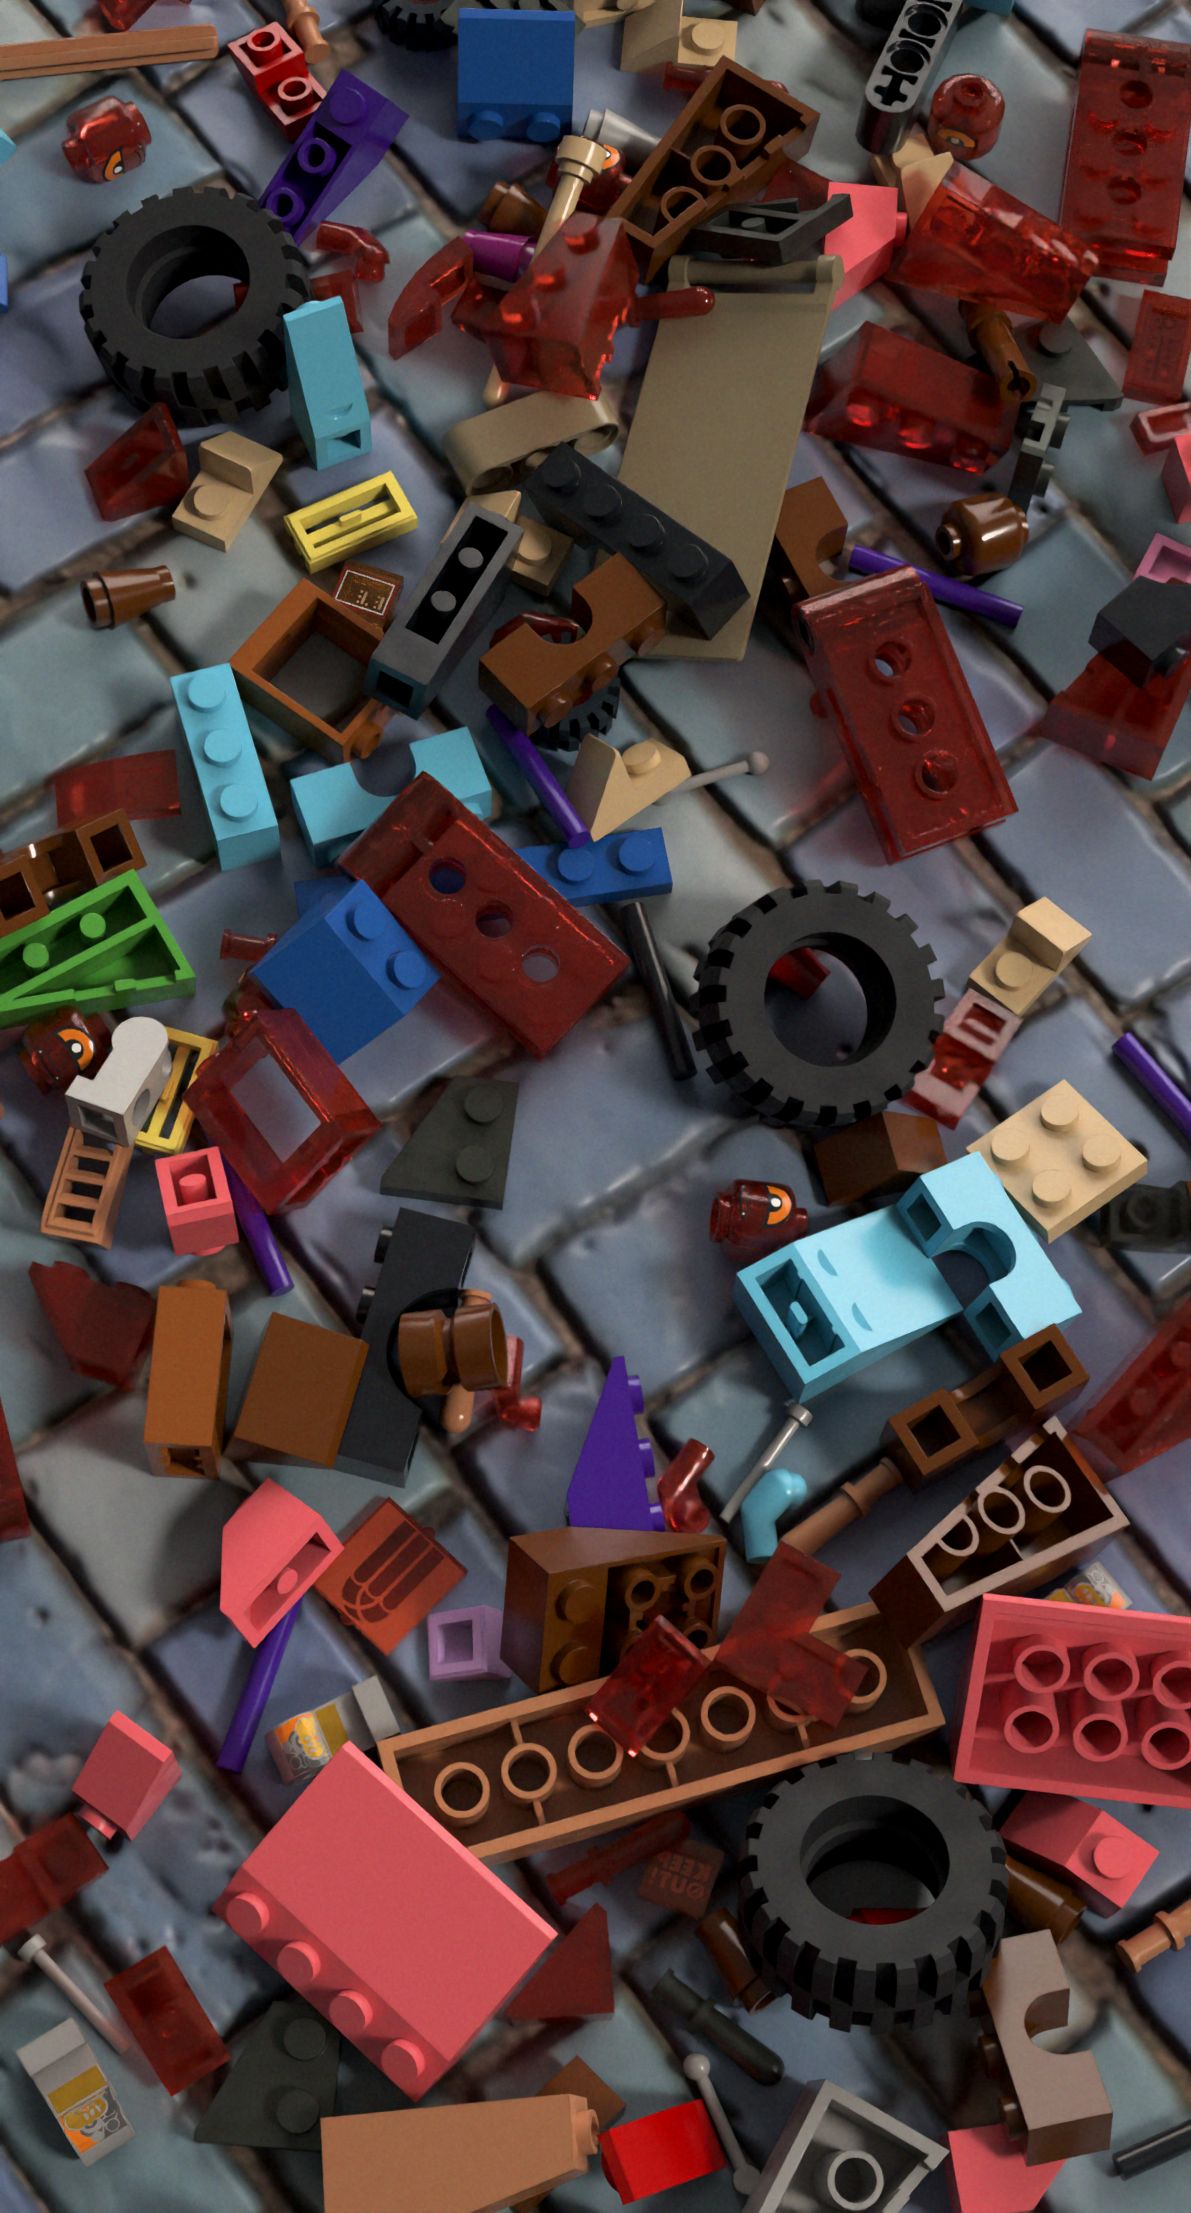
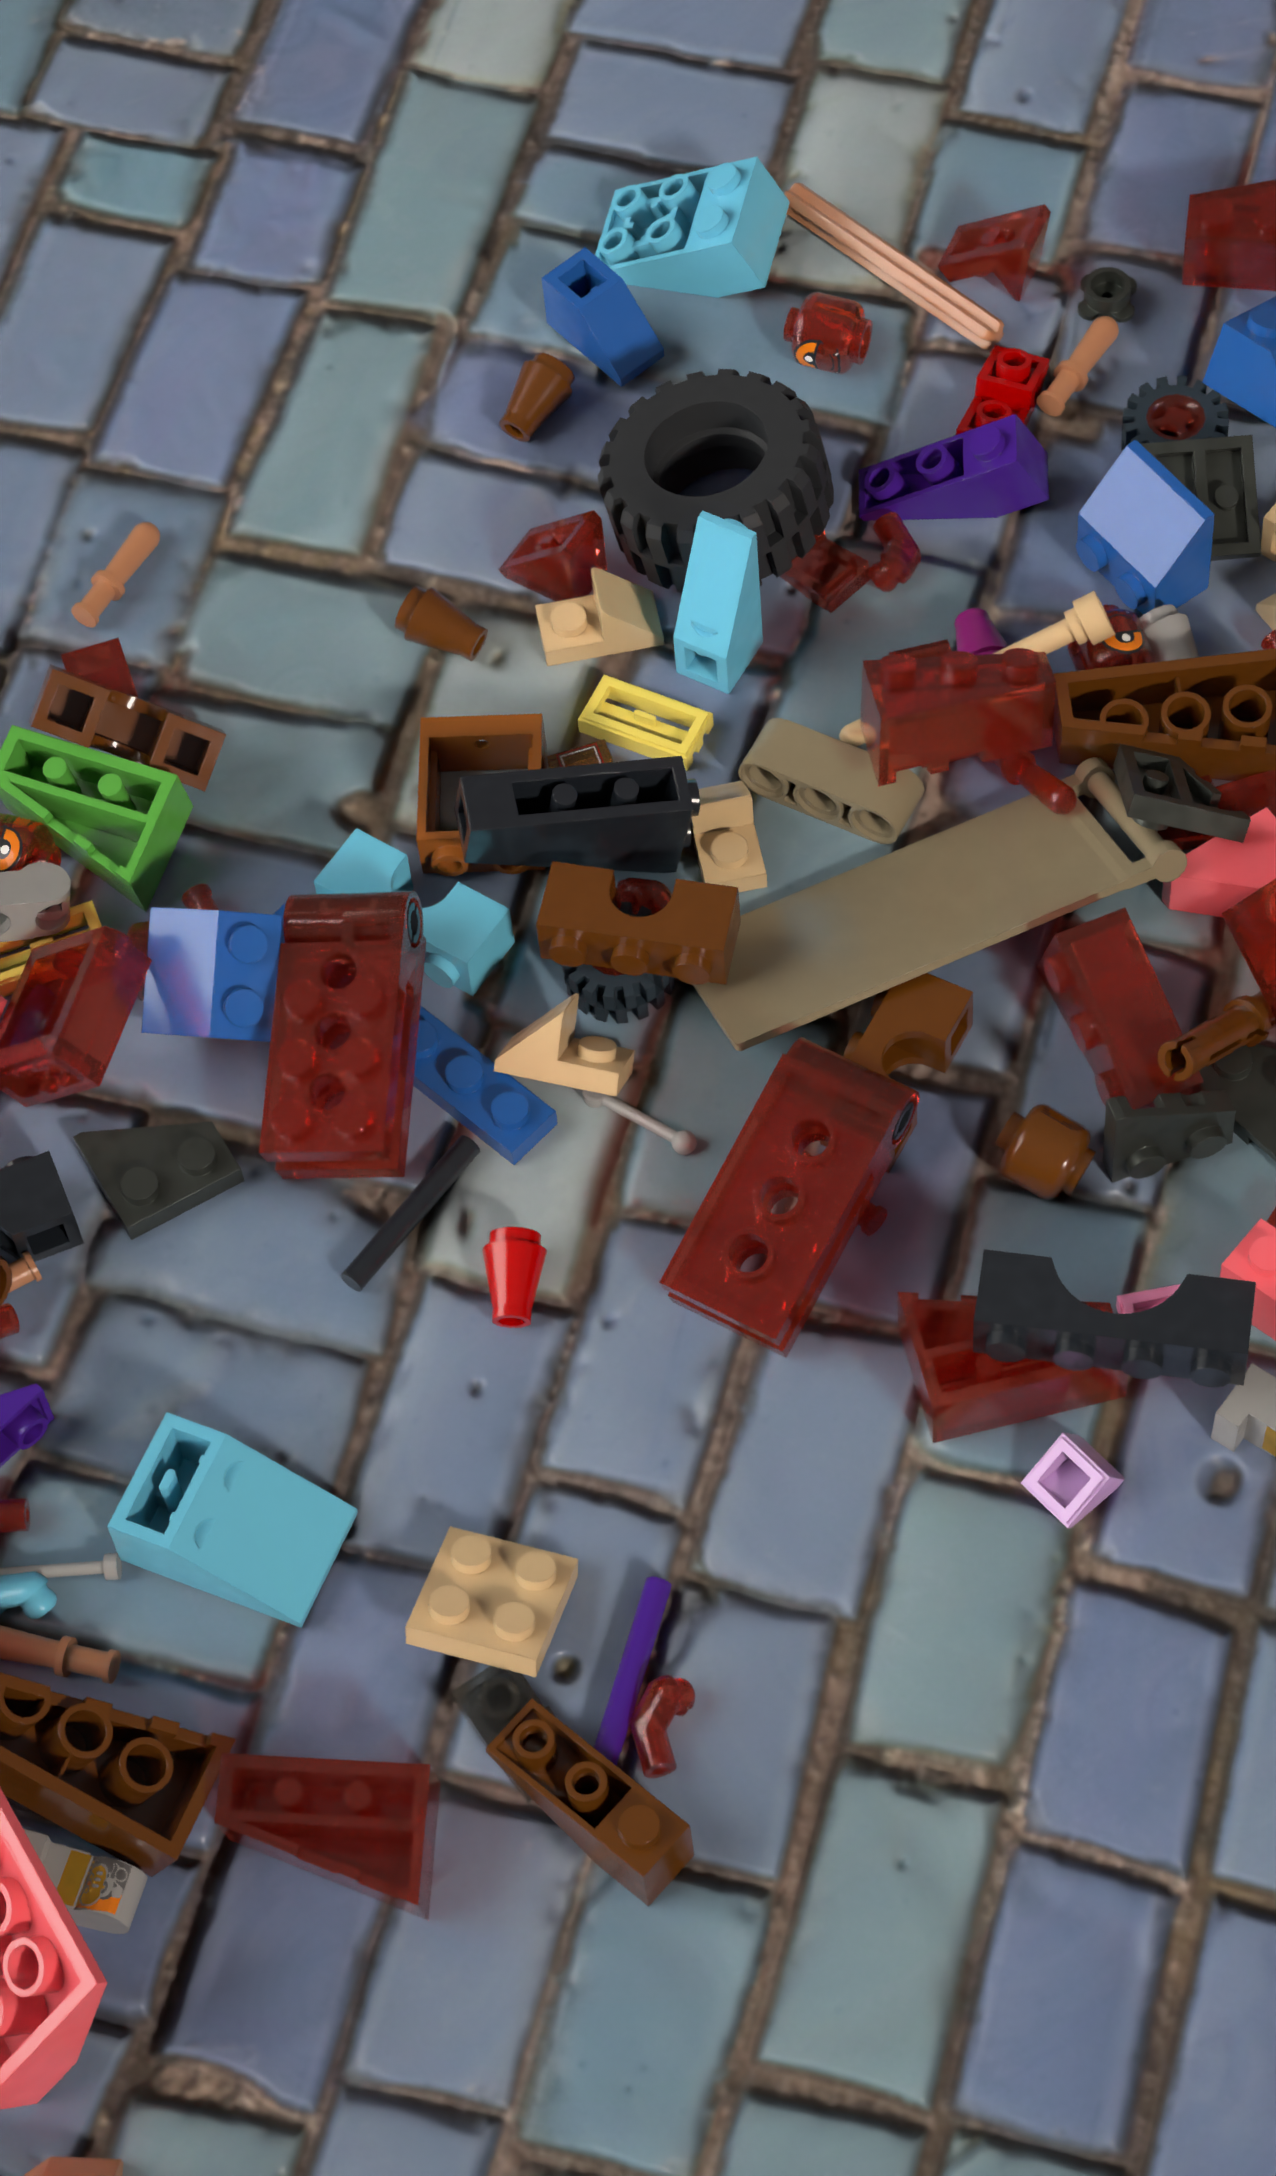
camera: 65 degrees right, 10 degrees down
(139, 783) = (268, 741): clear red slope -> none
(226, 766) = (312, 811): medium azure arch -> none
(419, 306) = (871, 624): clear red slope -> none
(512, 211) = (1023, 616): reddish brown cone -> none
(540, 779) = (512, 1009): dark purple bar -> none
(604, 512) = (767, 935): black arch -> none
(755, 1219) = (251, 1408): clear red head -> none
(877, 1157) = (395, 1475): reddish brown slope -> none
(895, 992) = (390, 1262): black tyre -> none
(943, 588) = (973, 1158): dark purple bar -> none
(964, 1058) = (535, 1475): clear red slope -> none
(970, 1212) = (332, 1657): medium azure arch -> none
(998, 1404) = (165, 1676): reddish brown arch -> none
(1029, 956) = (679, 1461): tan slope -> none

